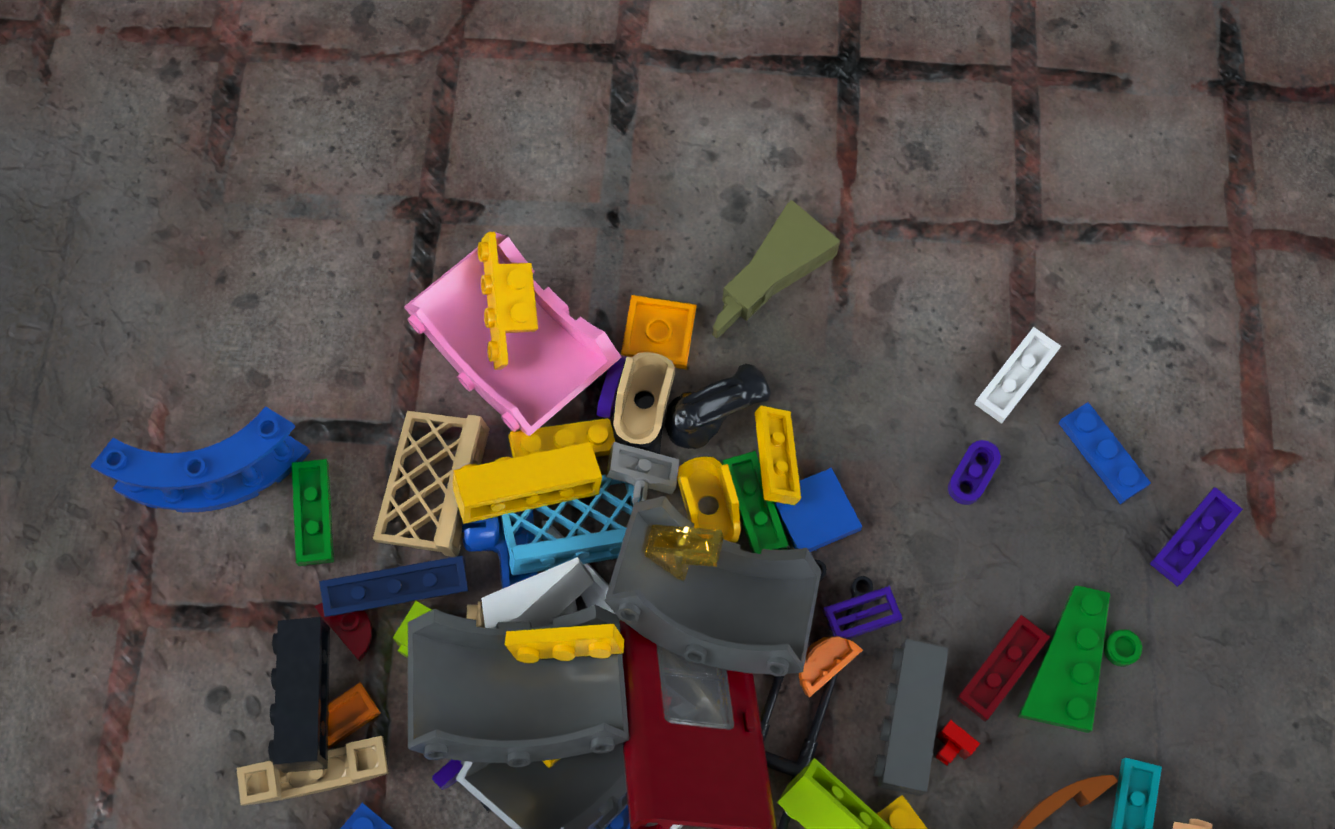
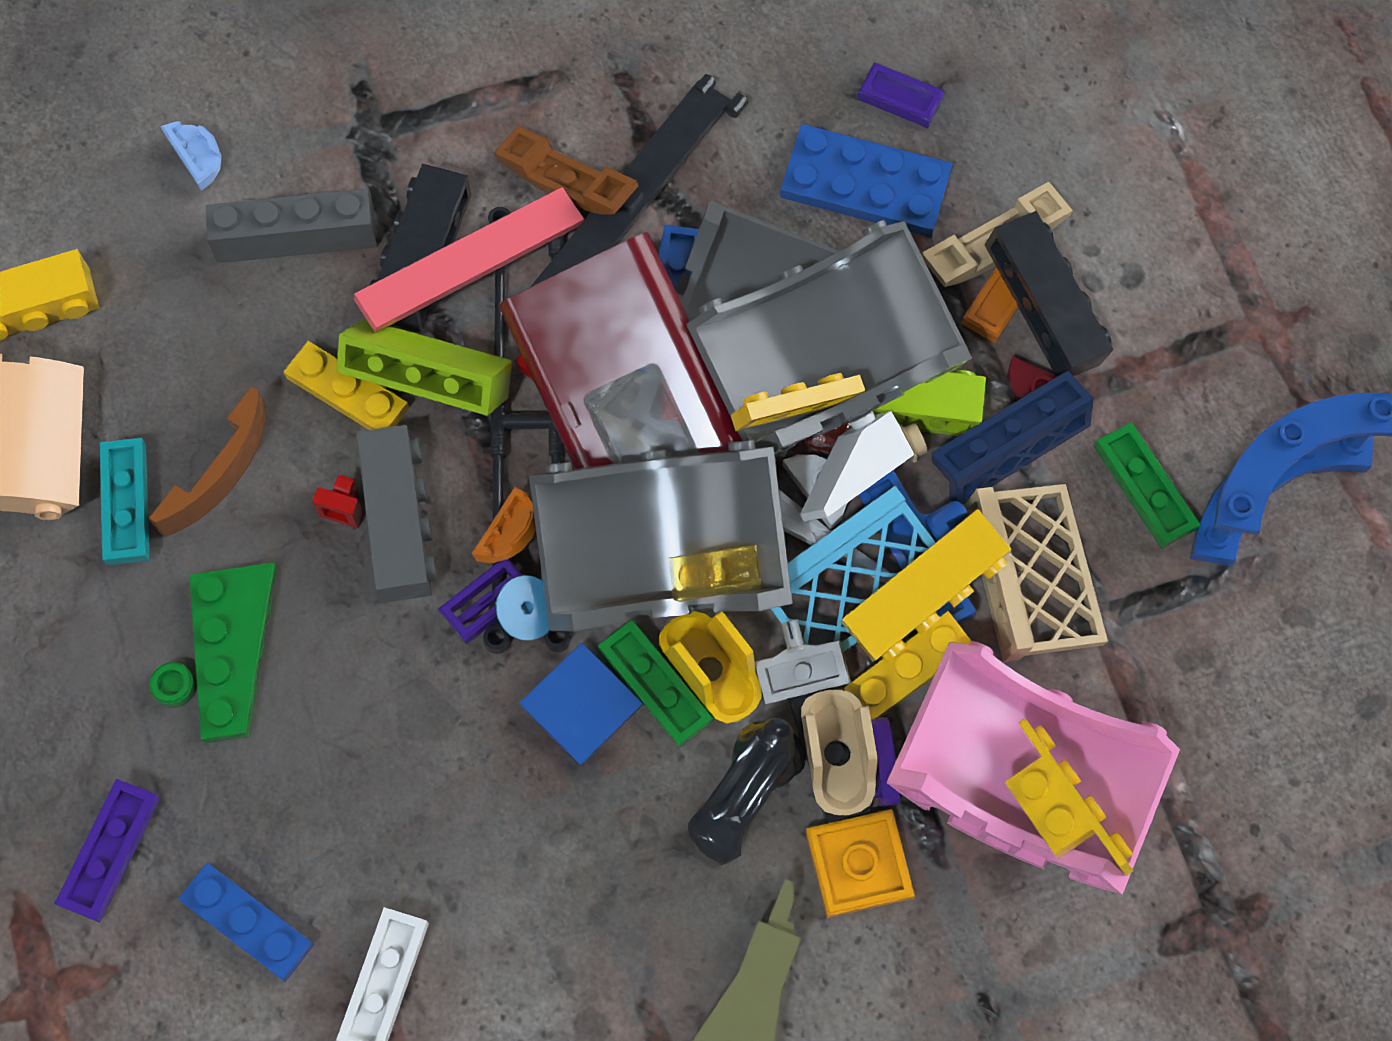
camera: 160 degrees right, 0 degrees up
(777, 455) = (650, 747): yellow plate -> none
(836, 592) = (523, 608): none -> dark azure piece
(974, 474) = (403, 827): dark purple plate -> none
(1003, 668) = (307, 606): dark red plate -> none

